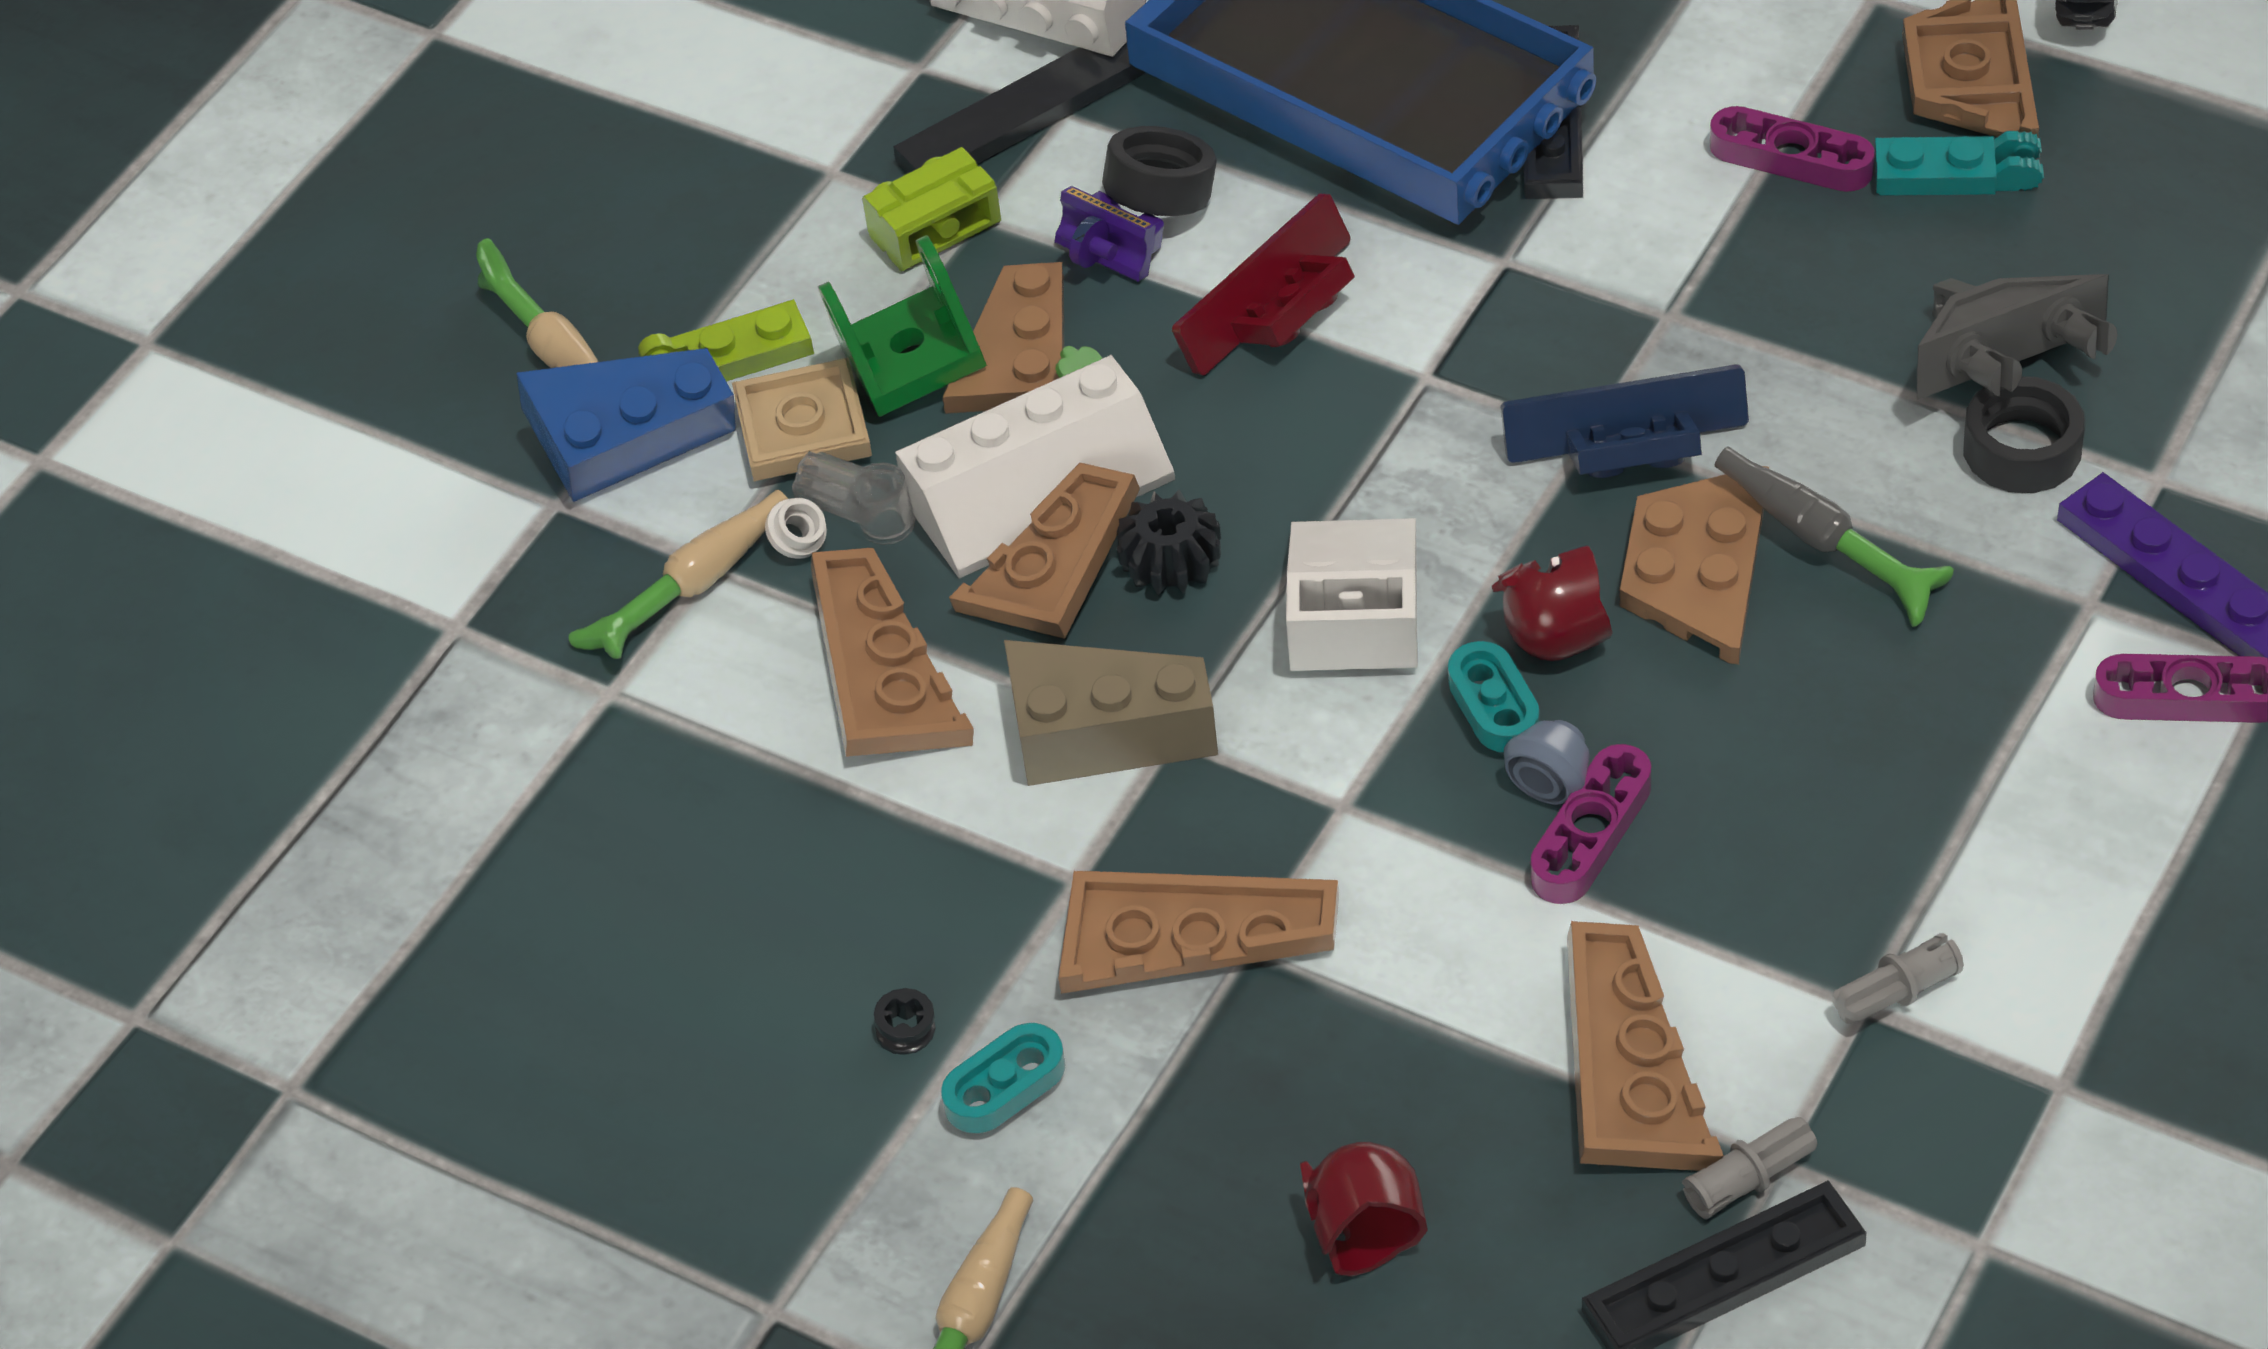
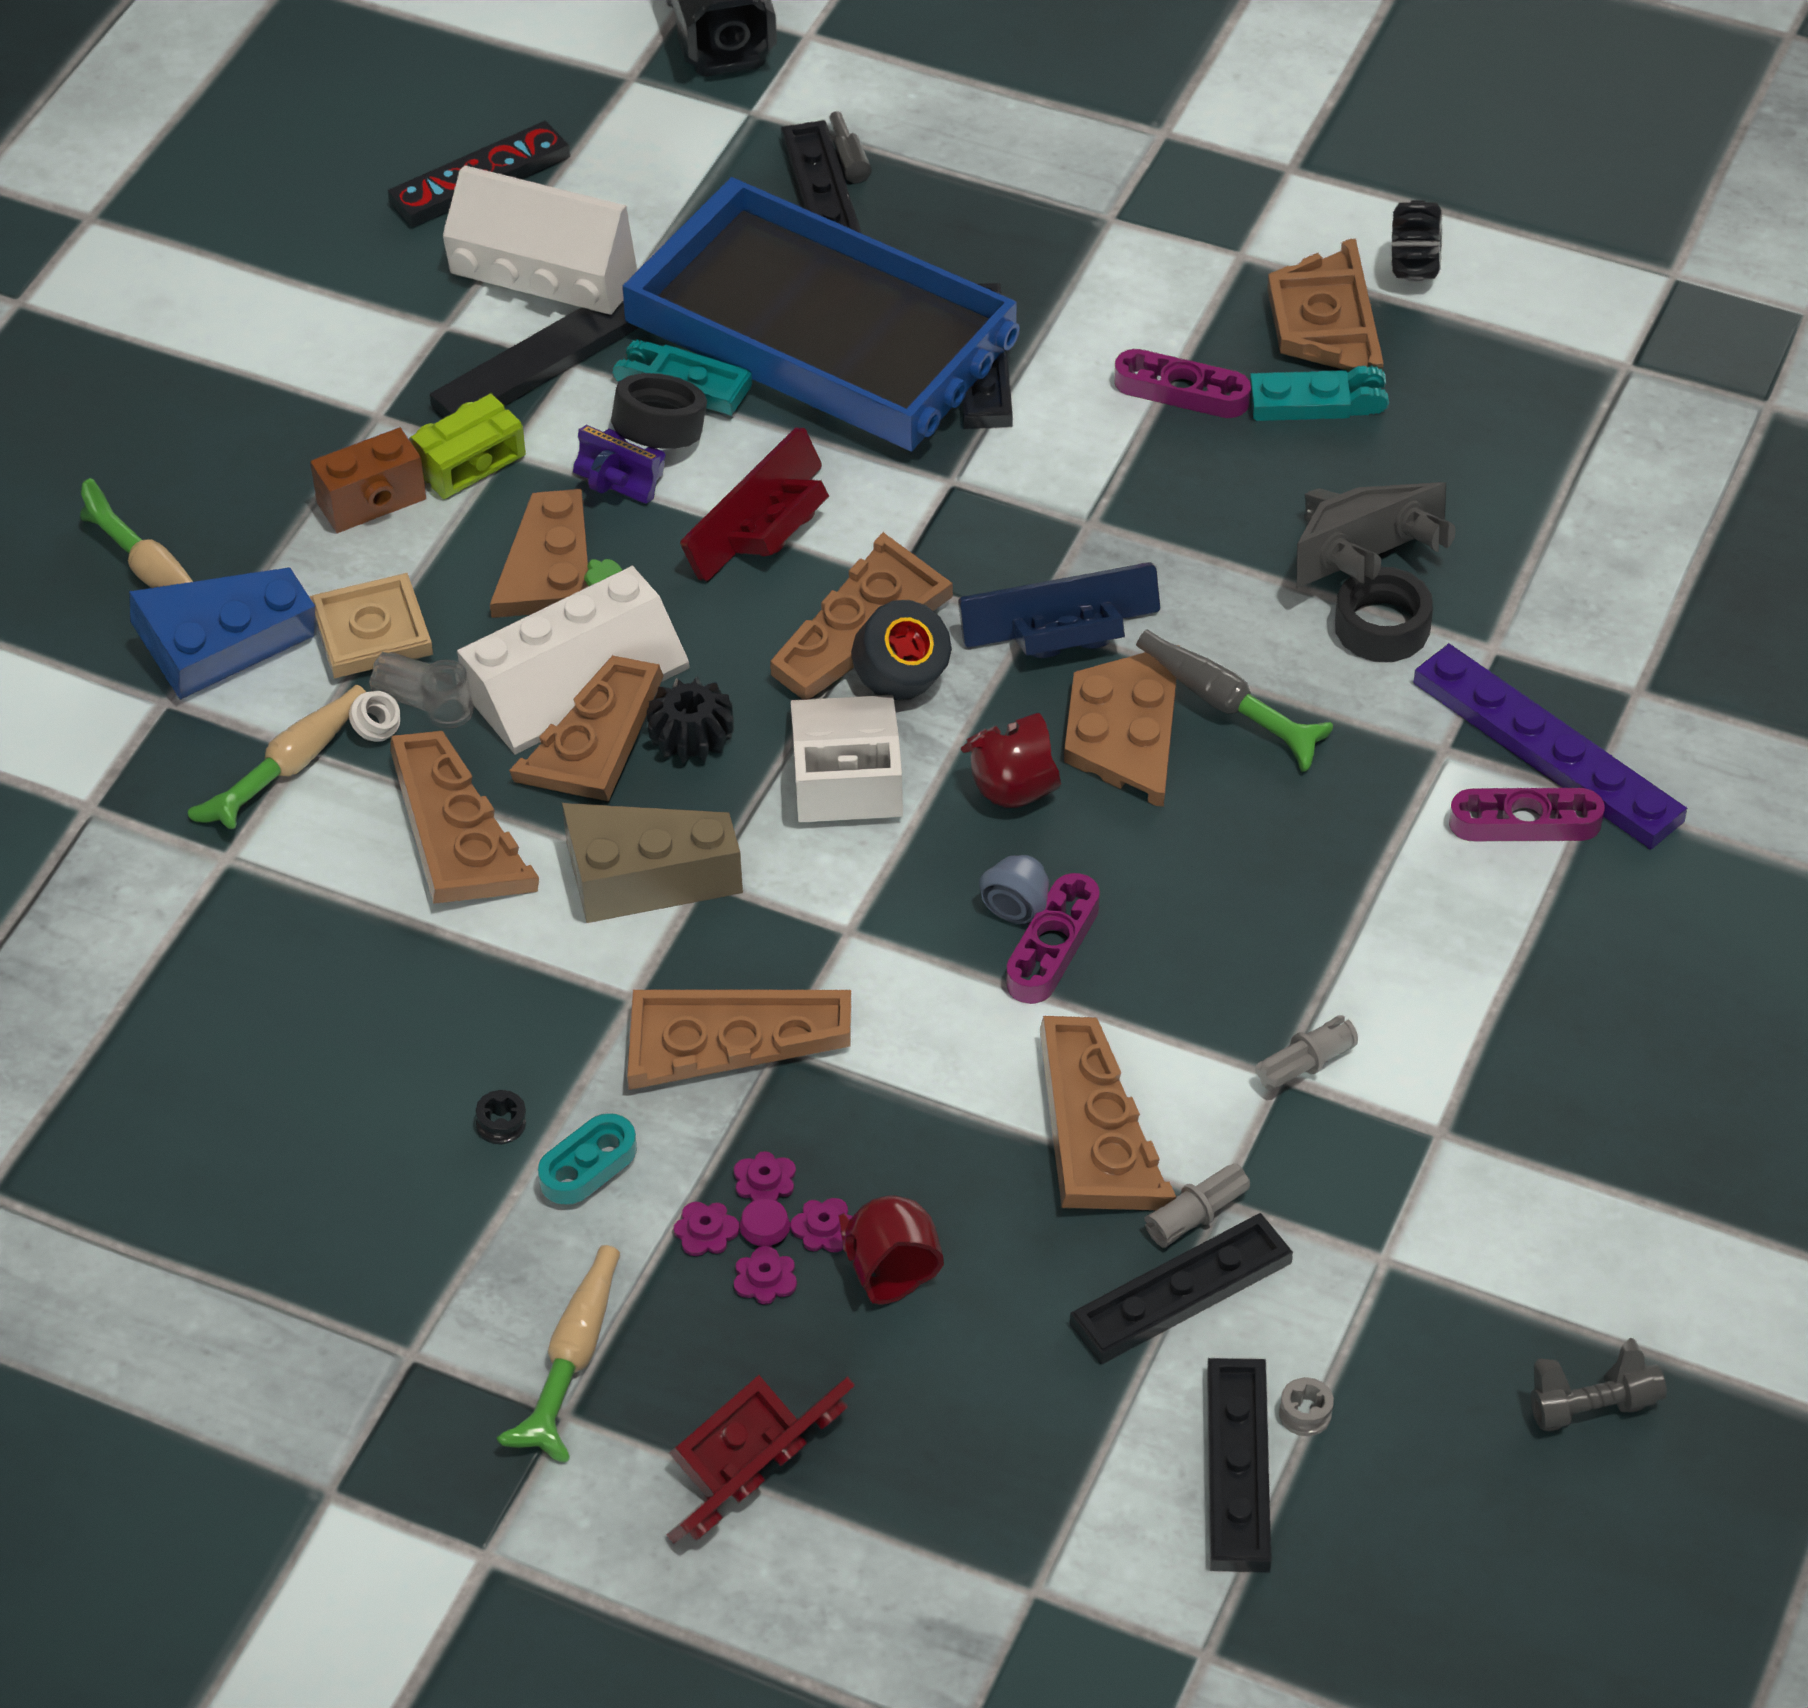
camera: 10 degrees left, 0 degrees up
(743, 342) = (316, 561): lime plate -> none
(811, 245) = (368, 480): none -> dark orange brick
(924, 319) = (472, 538): green hose -> none
(1212, 1169) = (762, 1224): none -> magenta plant
(1235, 139) = (720, 382): none -> teal hinge
(1392, 417) = (823, 646): none -> medium nougat wing
(1443, 446) = (915, 636): none -> black wheel
(1496, 702) = (971, 846): teal plate -> none

